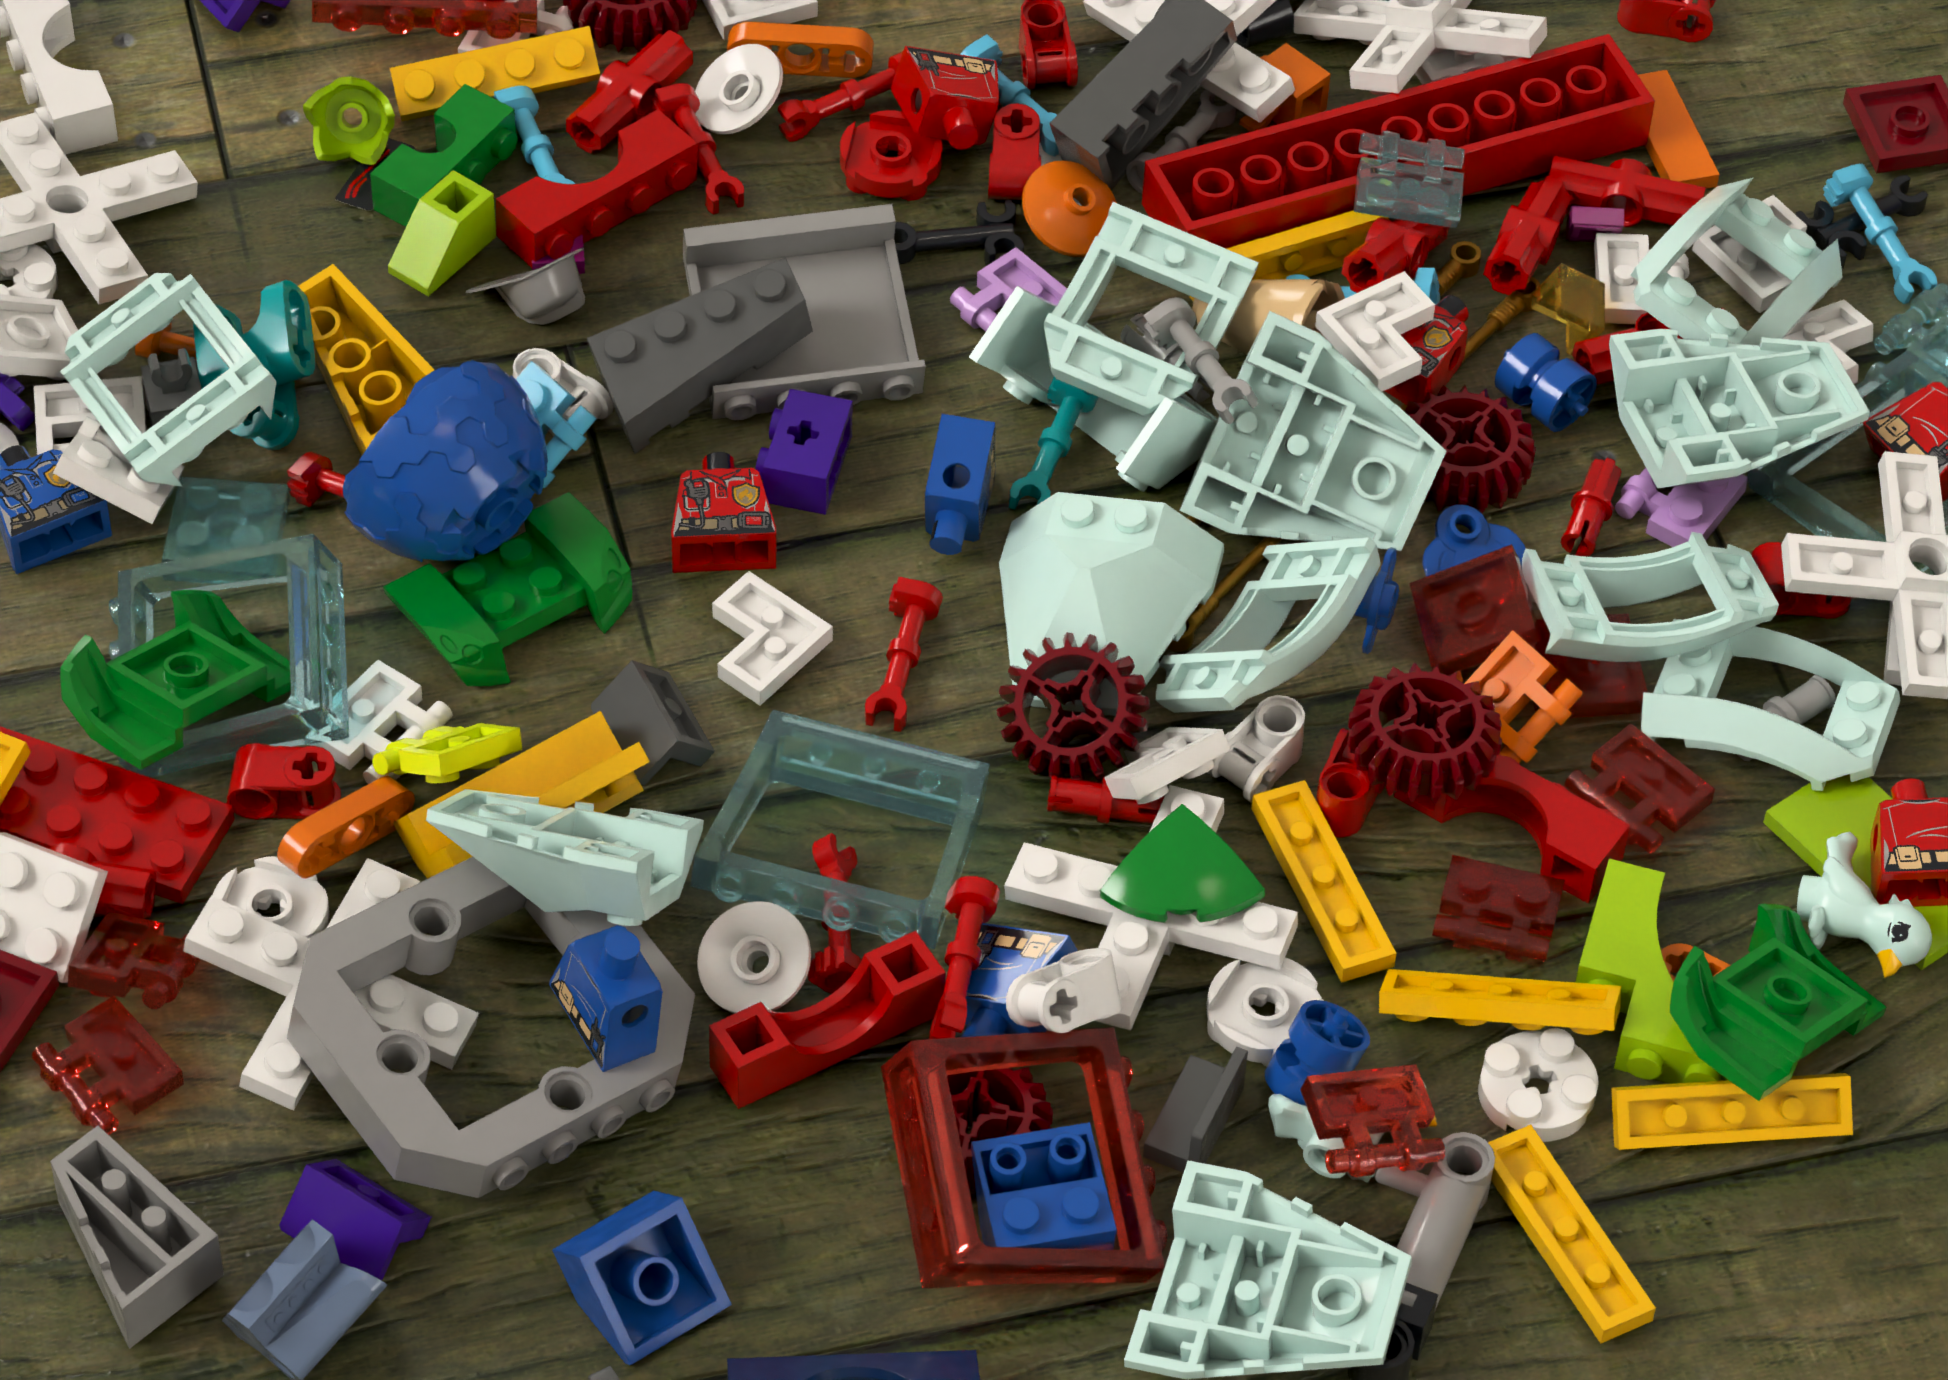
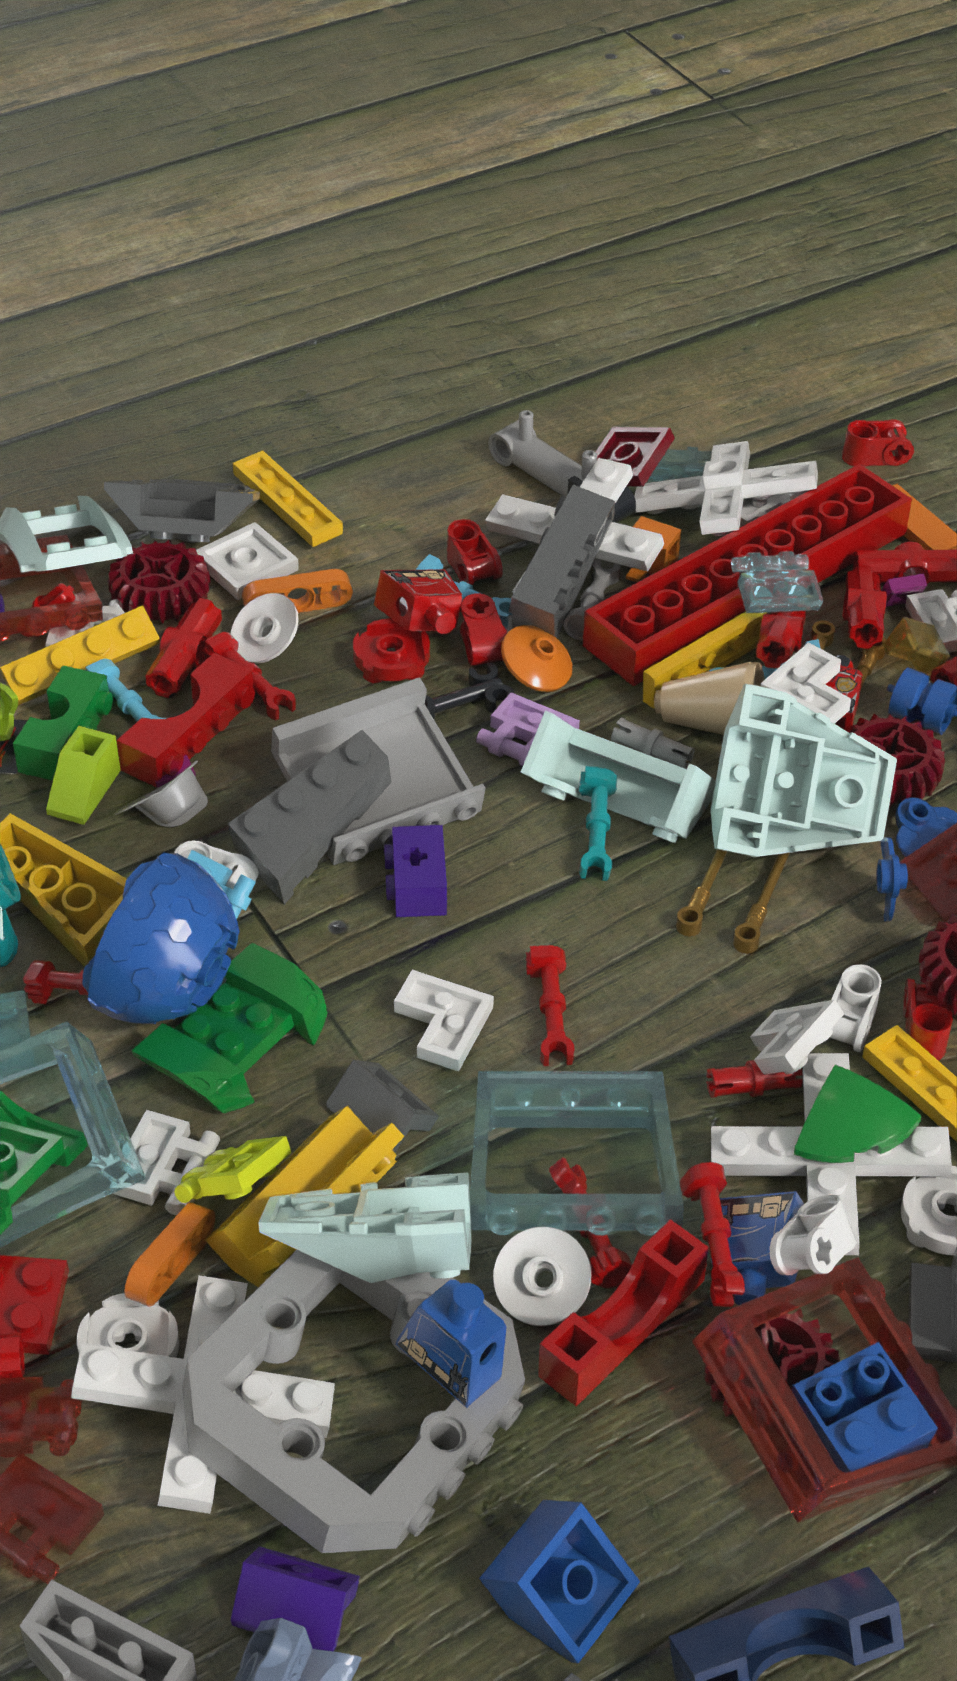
camera: 15 degrees left, 5 degrees down
(279, 779) = (99, 1229): red piece -> none
(722, 519) = (376, 936): red torso -> none
(806, 114) = (345, 616): red piece -> none
(959, 495) = (546, 878): blue torso -> none
(1084, 687) = (690, 1008): dark red gear -> none
(1107, 572) = (680, 927): light aqua wedge -> none
(1164, 256) = (641, 671): light aqua wedge -> none
(1174, 323) = (661, 714): light grey piece -> none
(1232, 661) = (789, 958): light aqua wedge -> none

